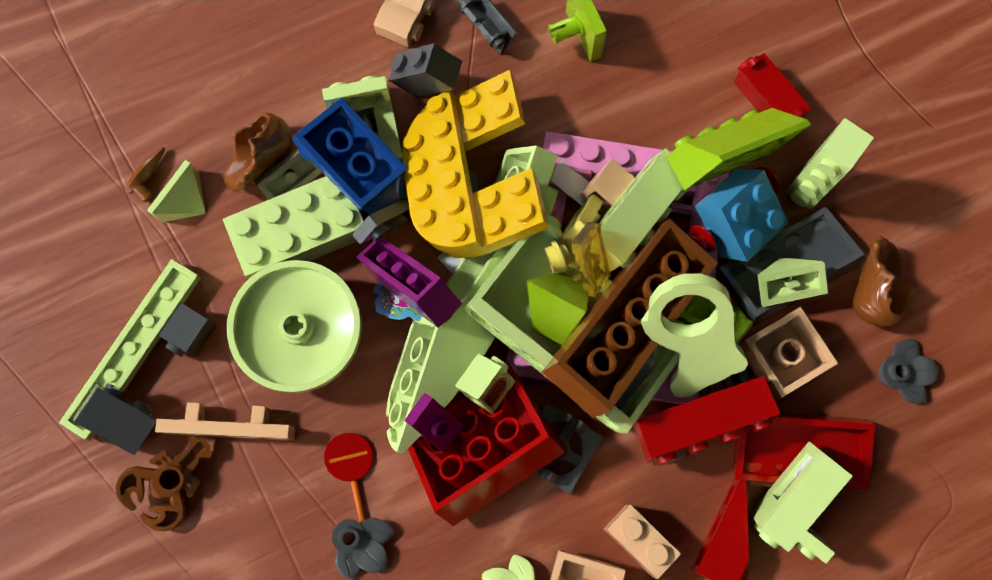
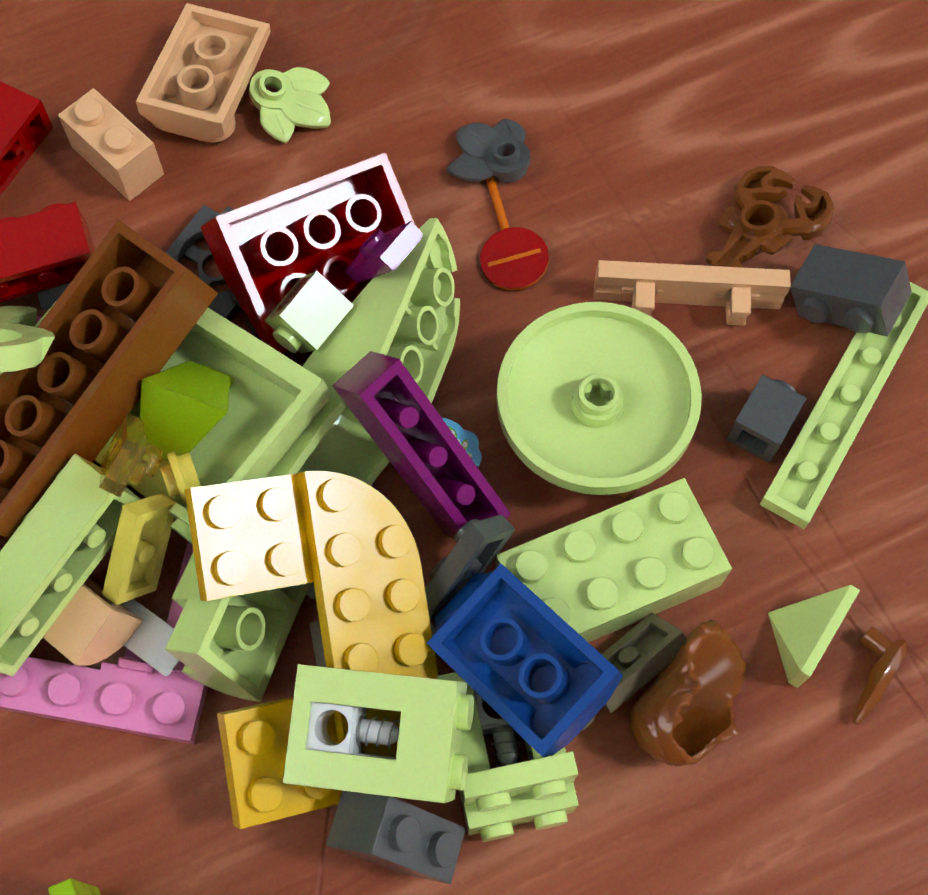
camera: 175 degrees right, 10 degrees down
(433, 116) = (428, 736): none -> yellowish green brick

